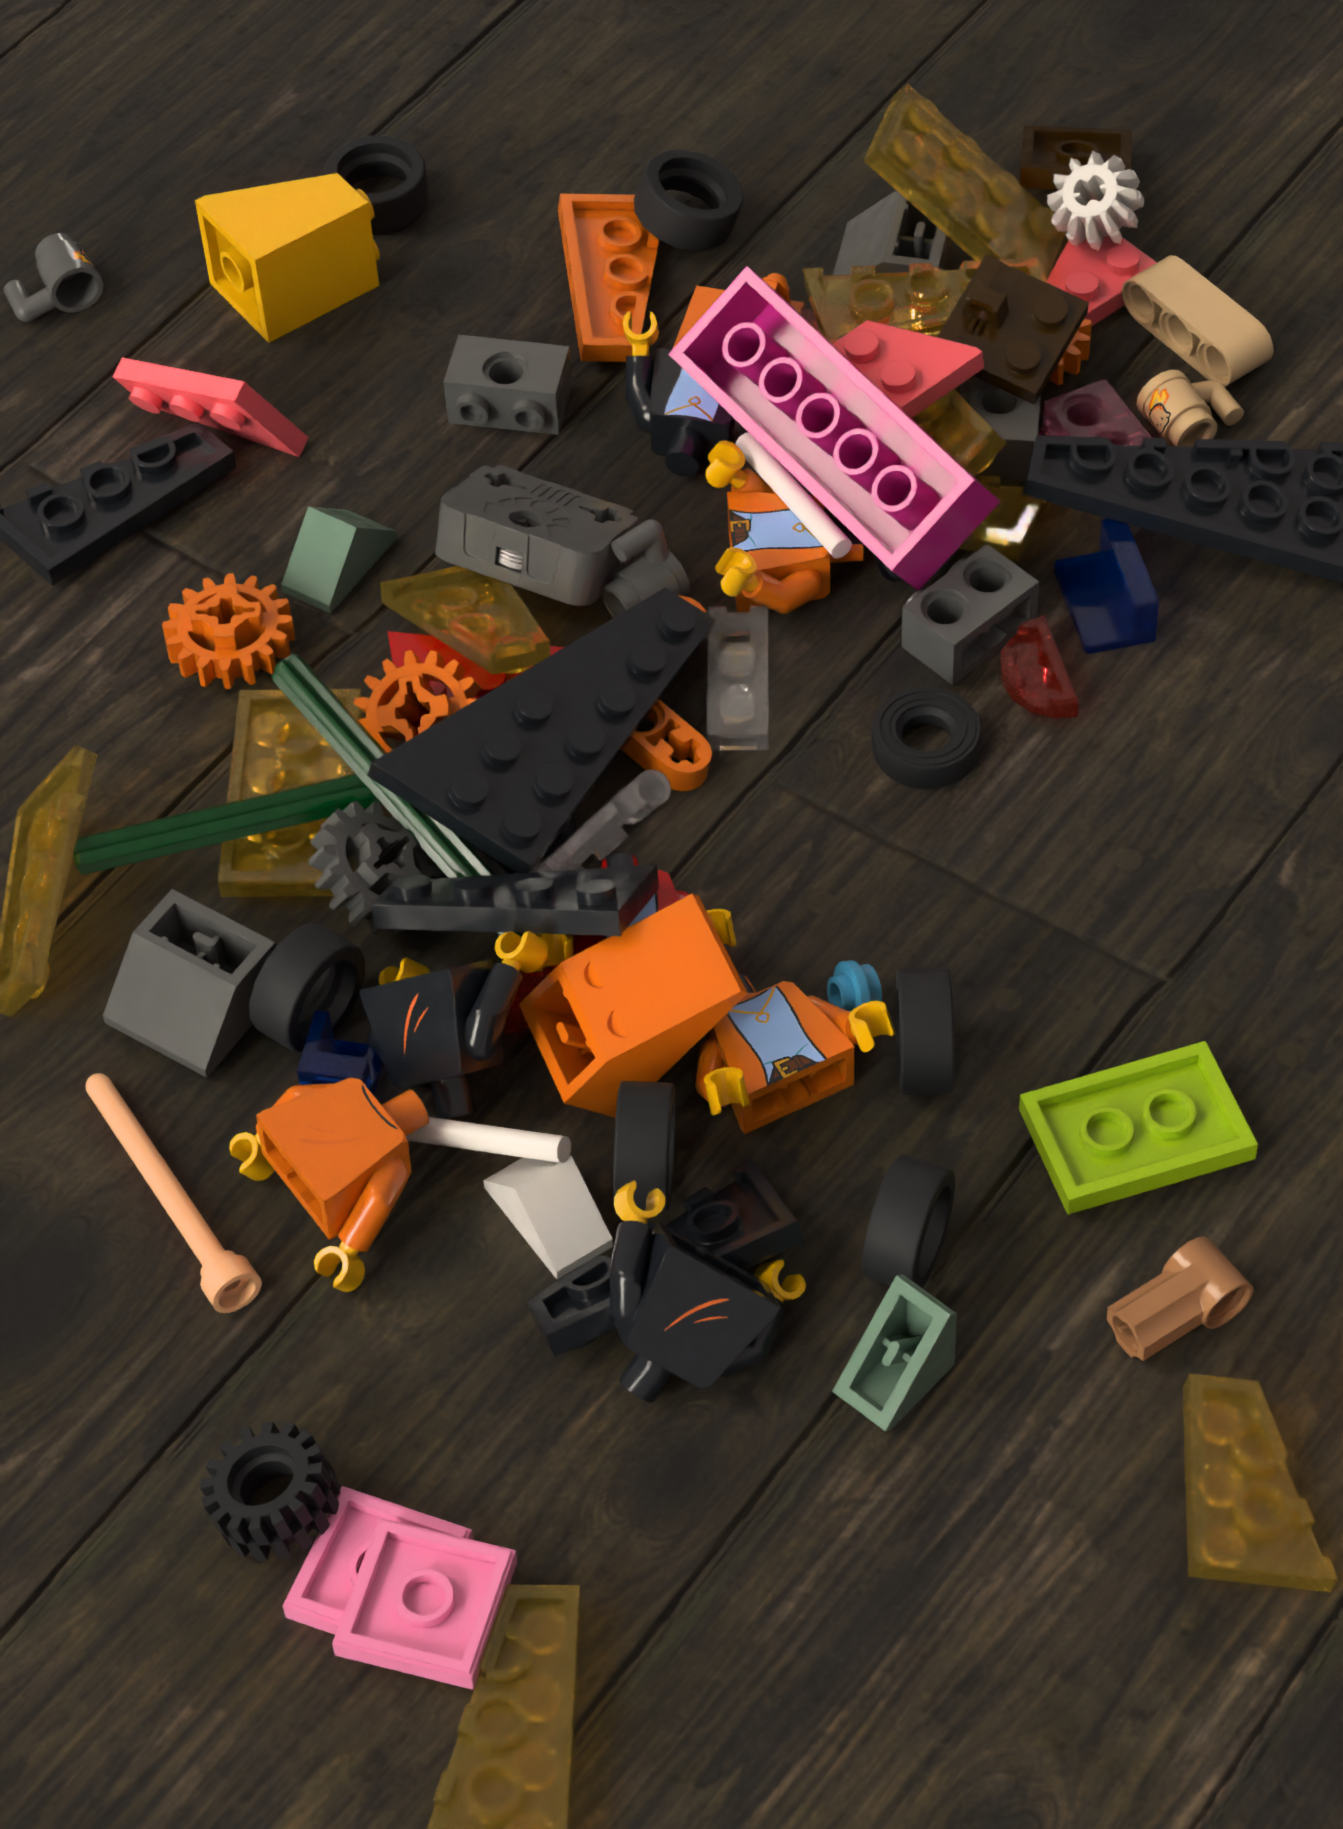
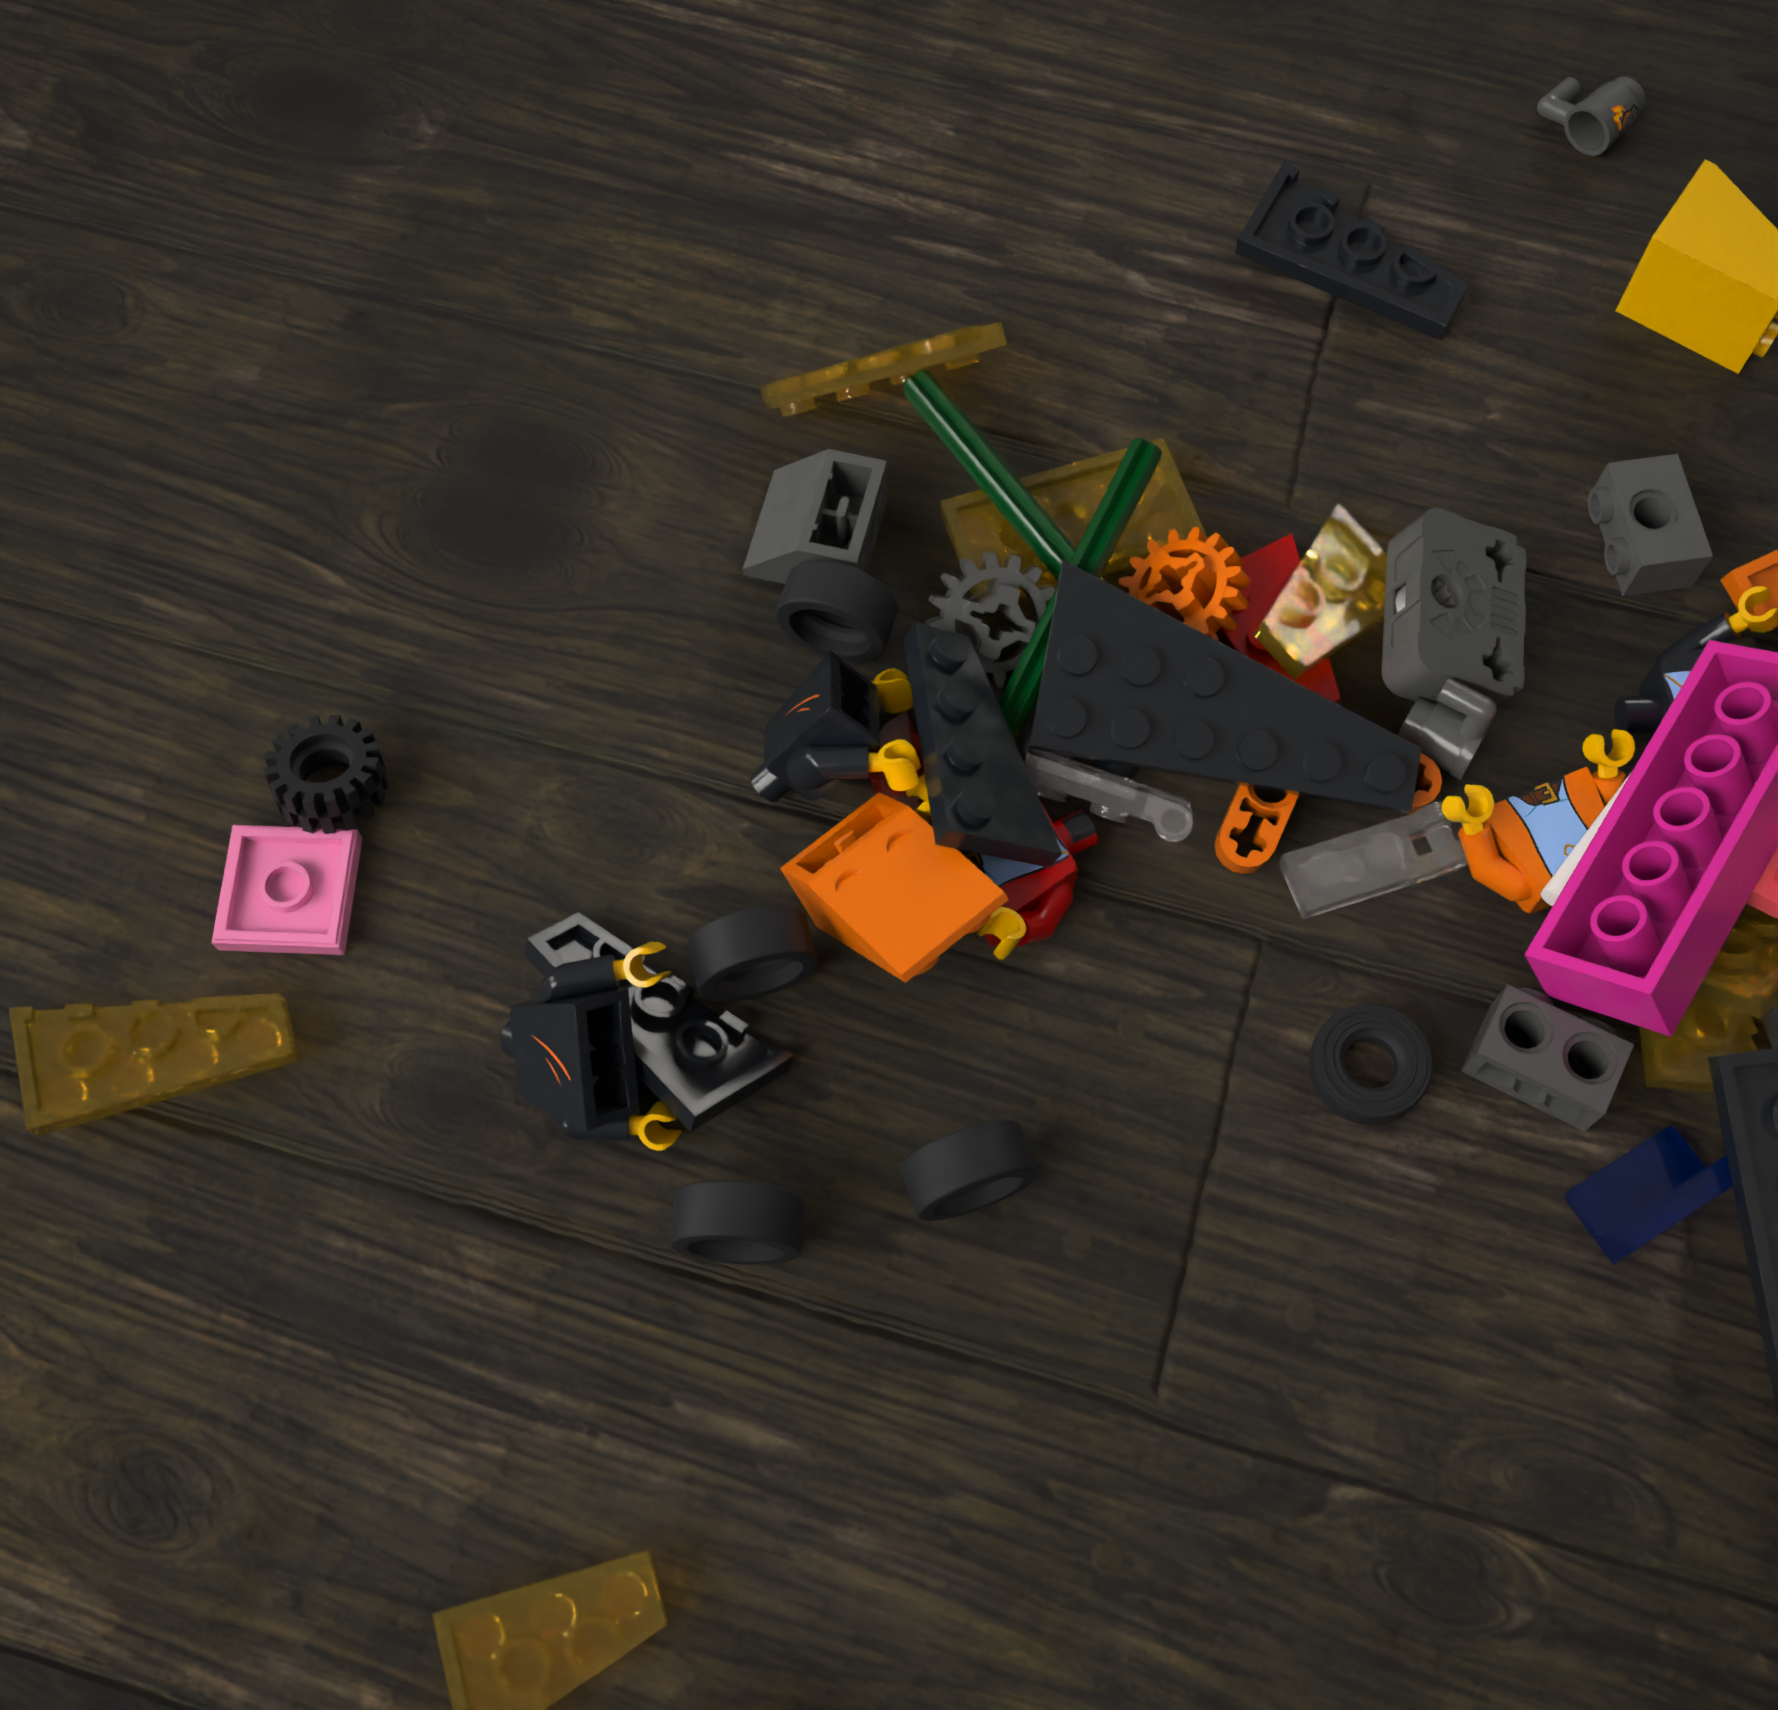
camera: 70 degrees right, 15 degrees up
(211, 401) = (1488, 286): coral wing -> none
(226, 1277) = (537, 665): light nougat piece -> none
(229, 631) = (1232, 404): orange gear -> none
(333, 555) = (1371, 456): sand green slope -> none
(336, 1060) = (776, 666): clear blue panel -> none
(339, 1159) = (652, 703): orange torso -> none
(424, 1603) = (248, 933): bright pink tile -> none
(494, 1140) = (720, 789): white bar -> none
(551, 1212) = (685, 893): white slope -> none
(783, 1052) = (911, 1036): torso -> none
(853, 985) = (1015, 1090): dark azure plate -> none
(899, 1354) = (602, 1260): sand green slope -> none
(1035, 672) = (1502, 1147): clear red plate -> none
(1137, 1127) = (945, 1419): lime plate -> none
(1193, 1290) = (758, 1527): medium nougat piece -> none

